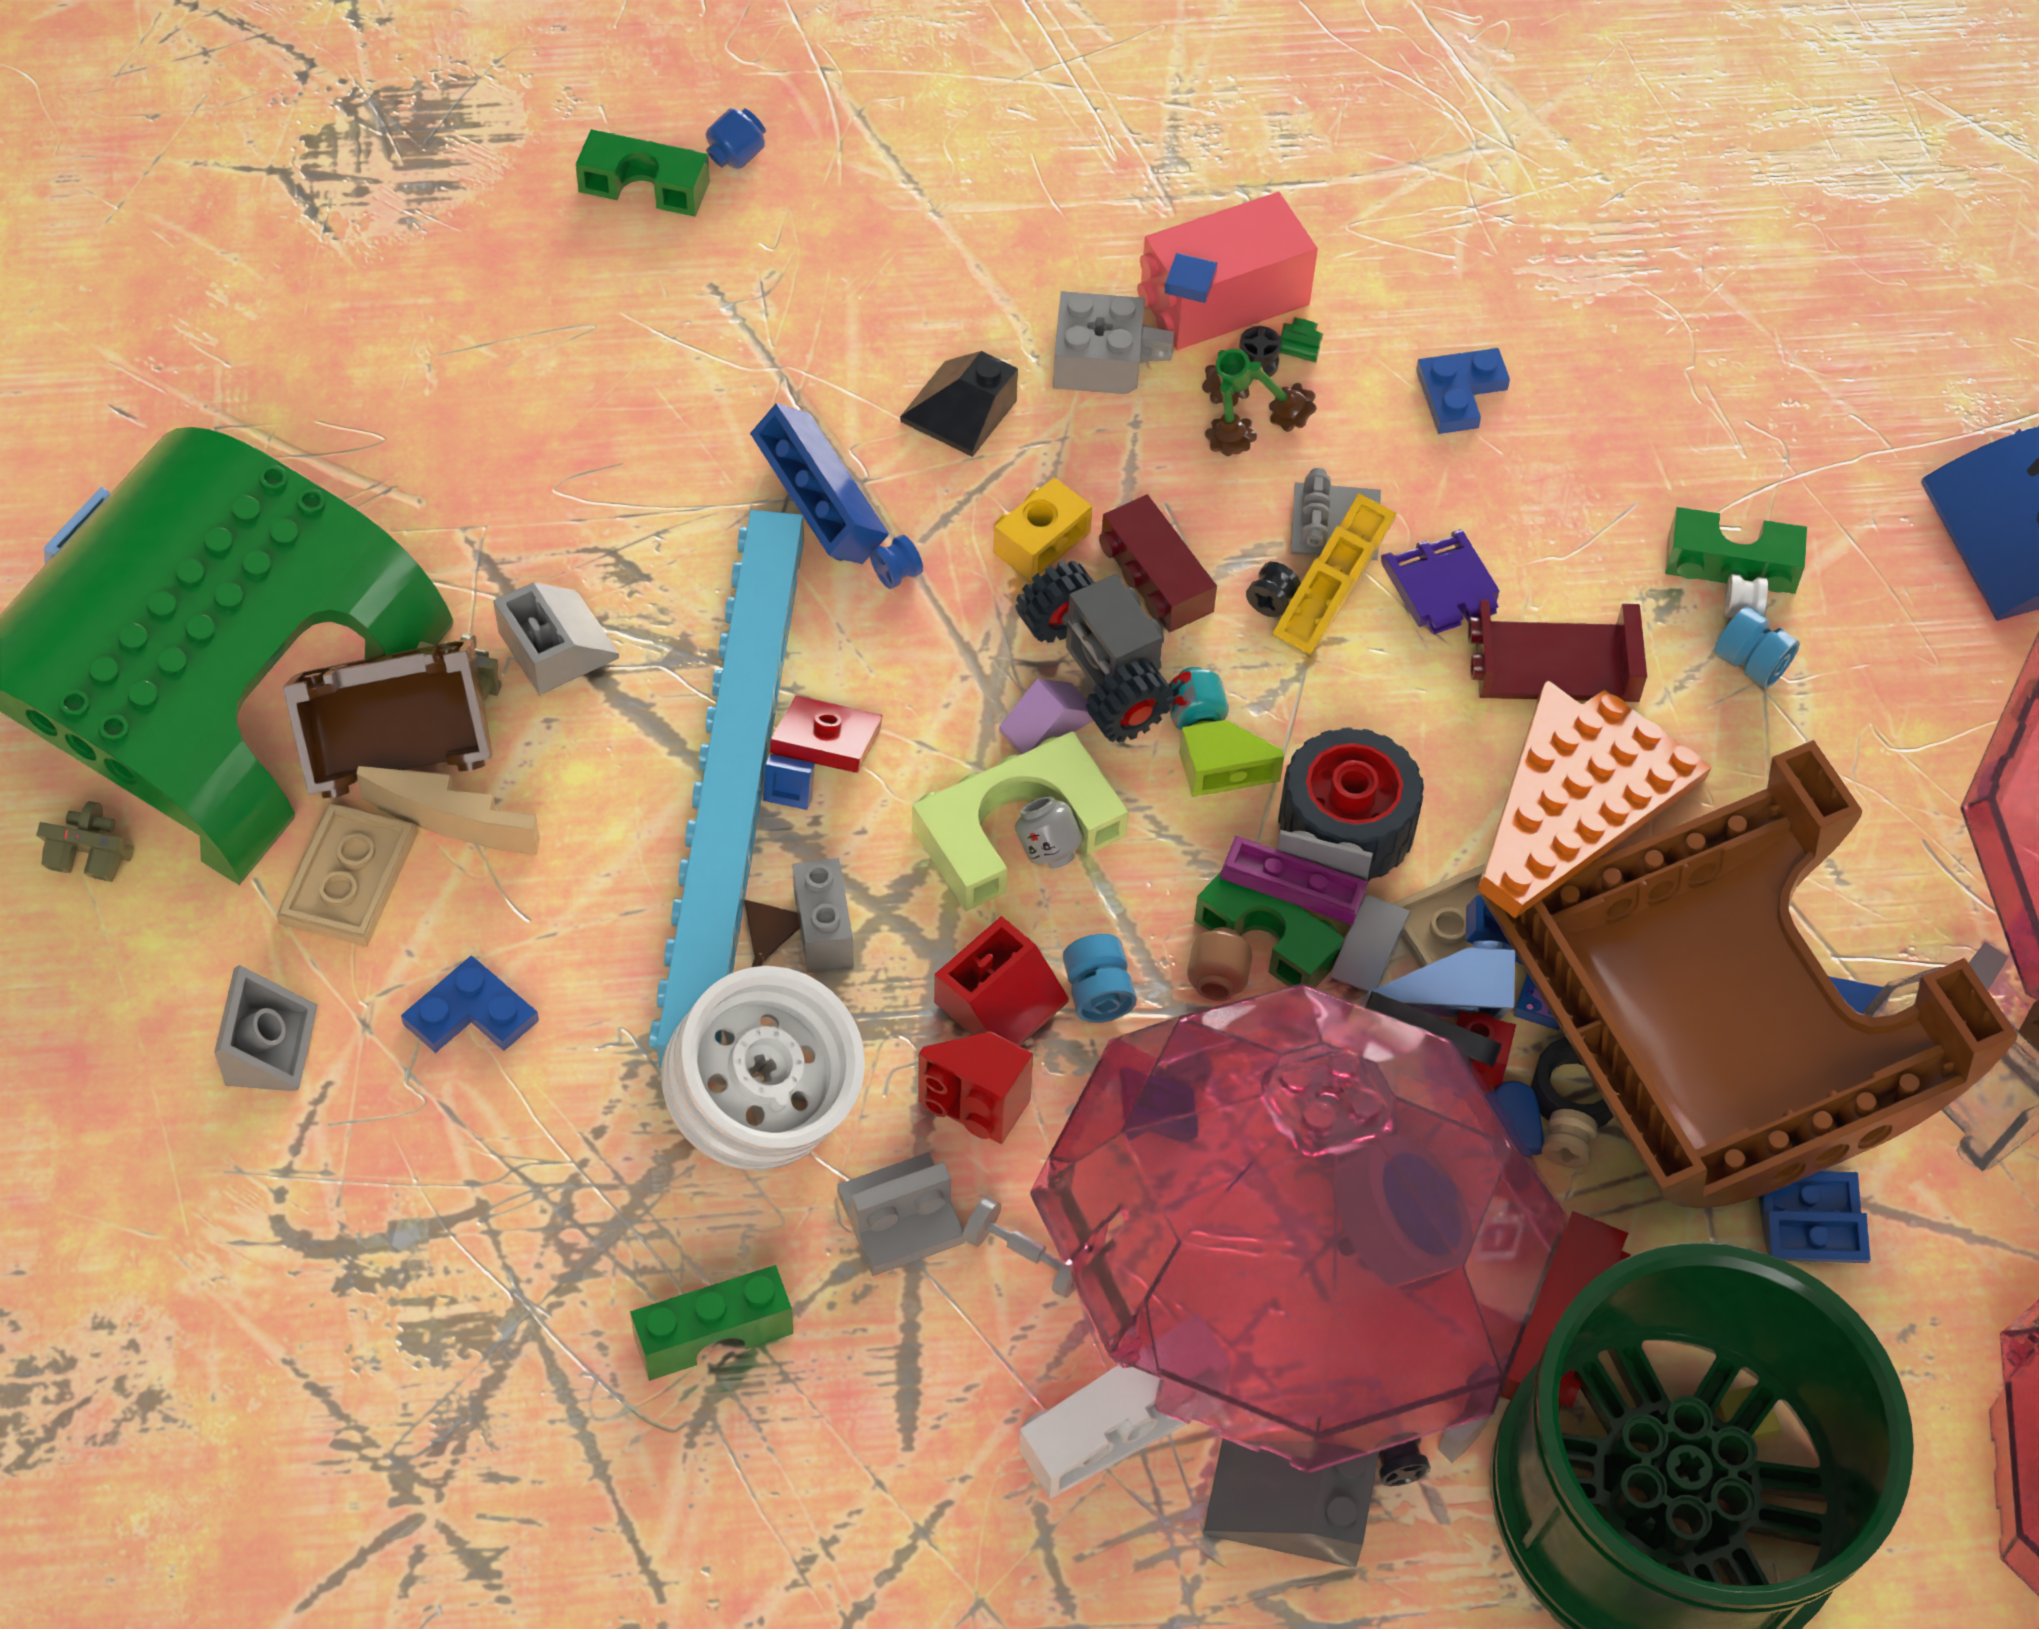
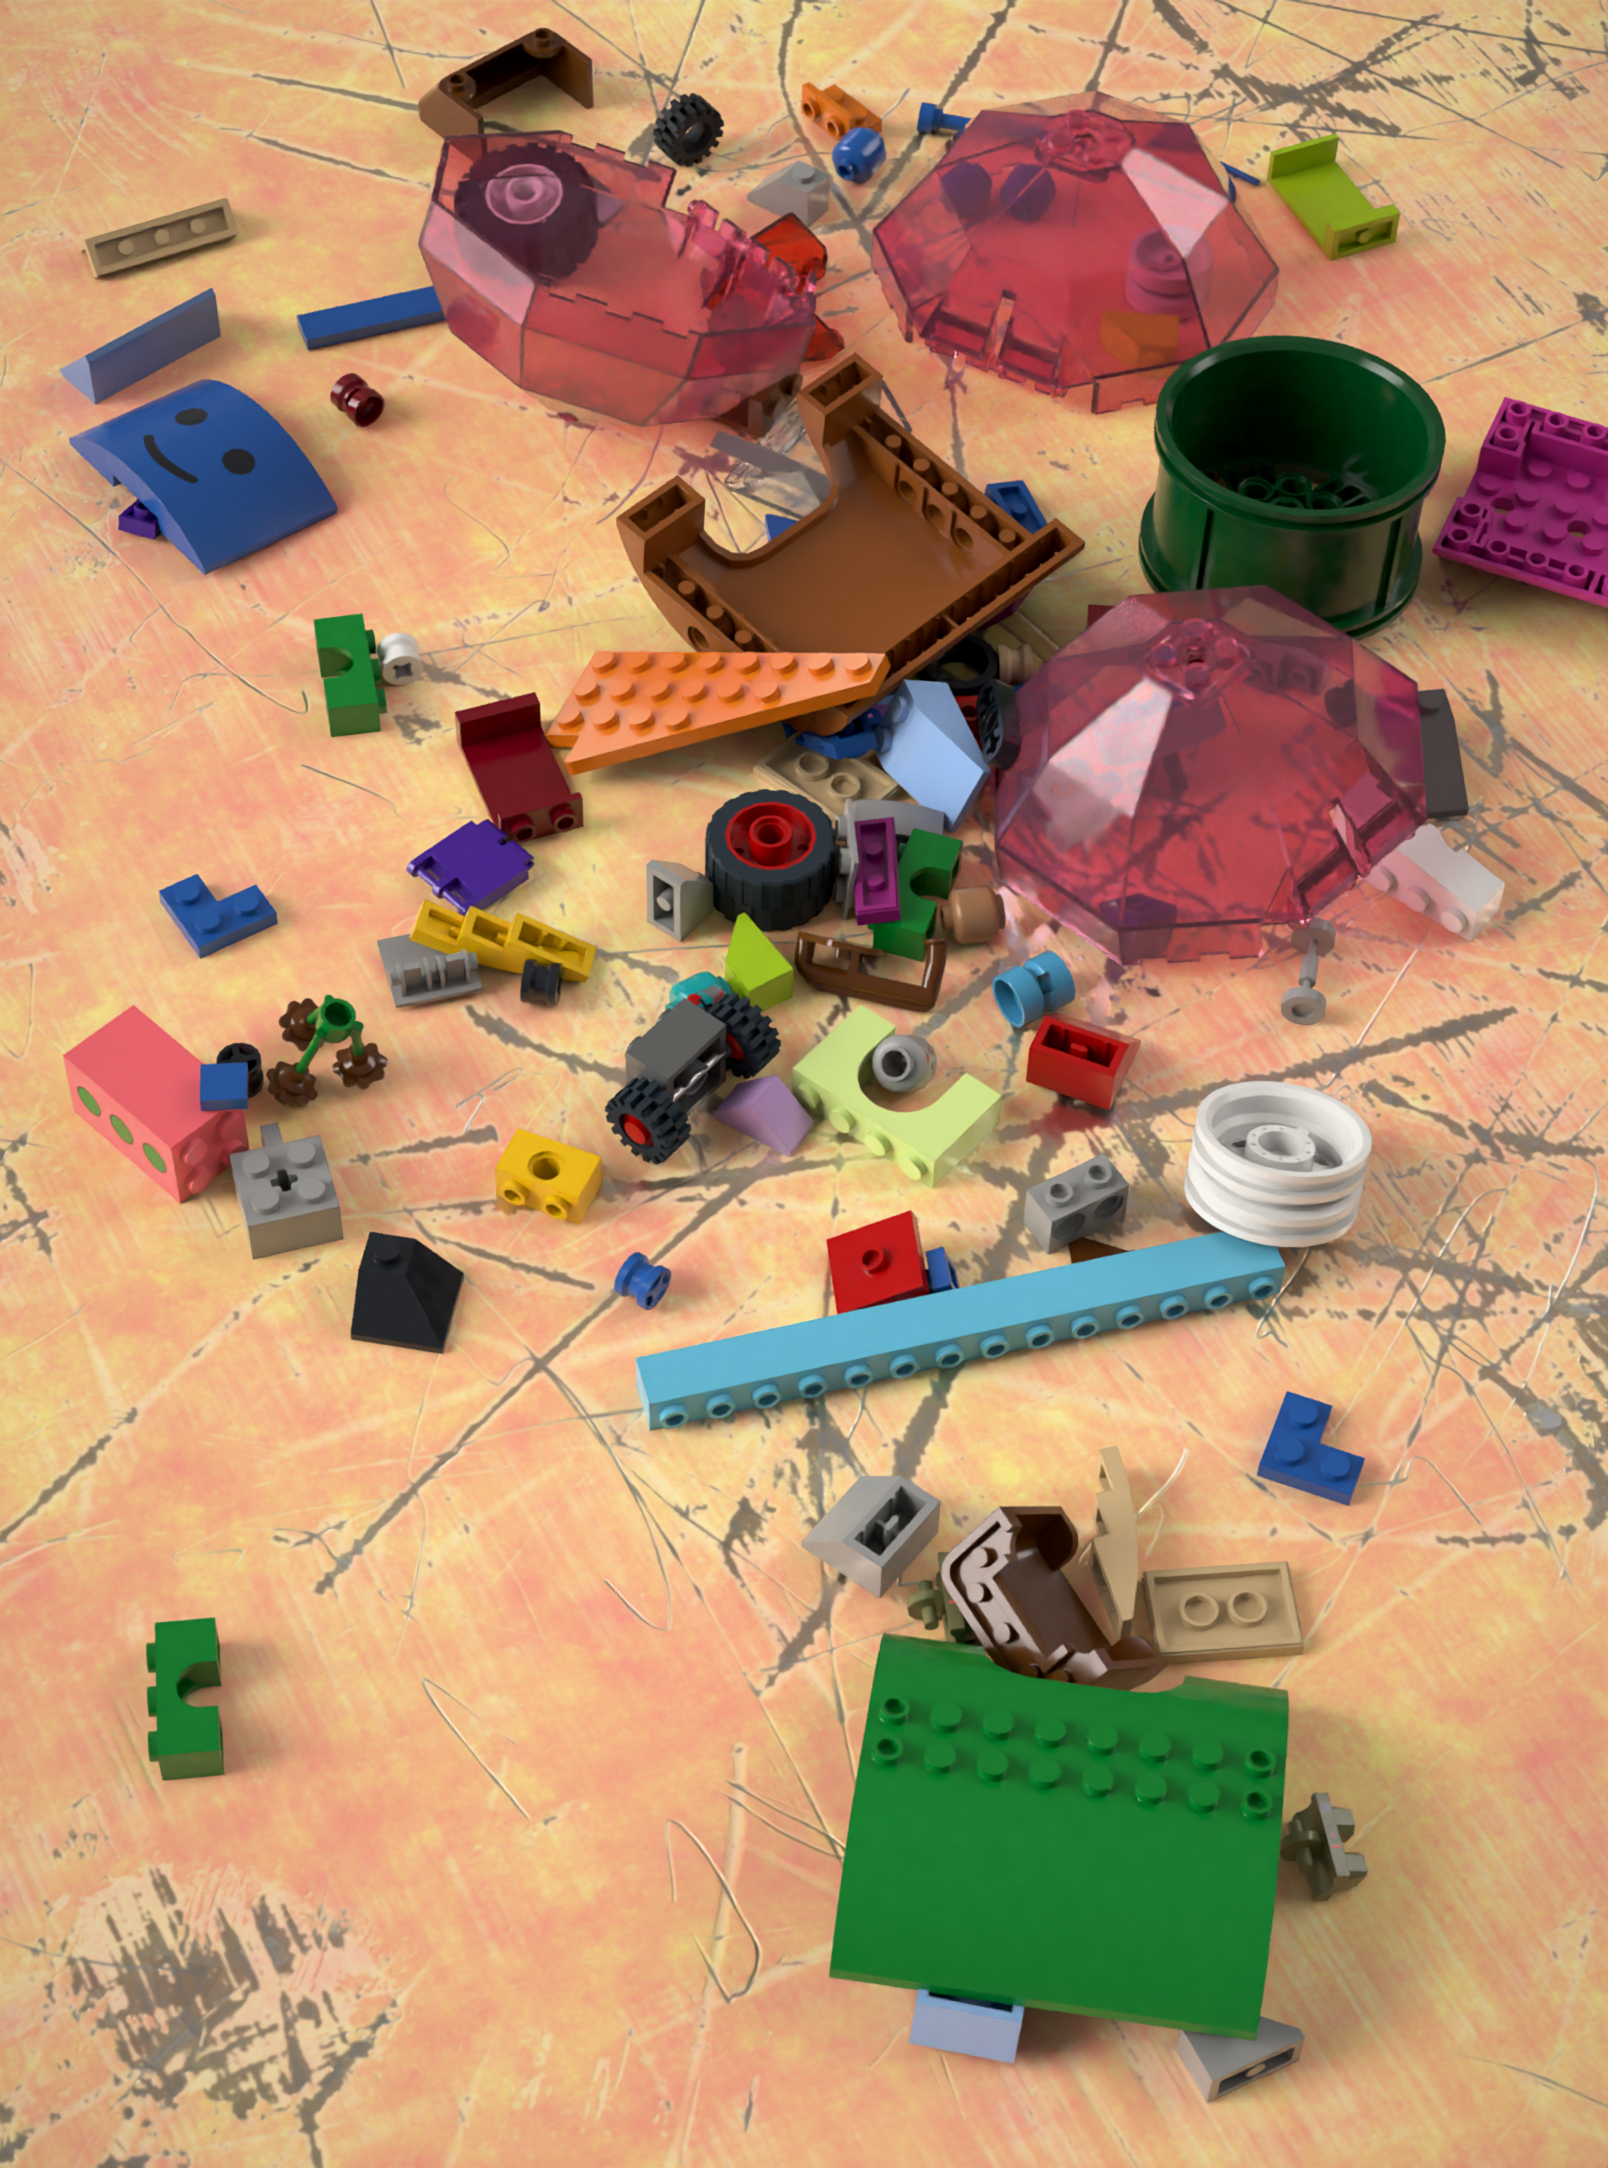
camera: 110 degrees left, 5 degrees down
(263, 1034) = (1437, 1598): light grey slope -> none
(680, 1327) = (1531, 1168): green arch -> none
(735, 138) = (102, 1623): blue head -> none
(819, 484) = (581, 1367): blue brick -> none
(902, 1212) = (1321, 1060): light grey bracket -> none
(977, 1083) = (1191, 1027): red slope -> none
(1157, 563) = (550, 1075): dark red brick -> none
(1202, 835) = (867, 986): none -> reddish brown piece
(1301, 339) = (204, 1041): green plate -> none
(1331, 702) = (677, 898): none -> light grey slope
(1755, 646) = (457, 638): dark azure wheel -> none

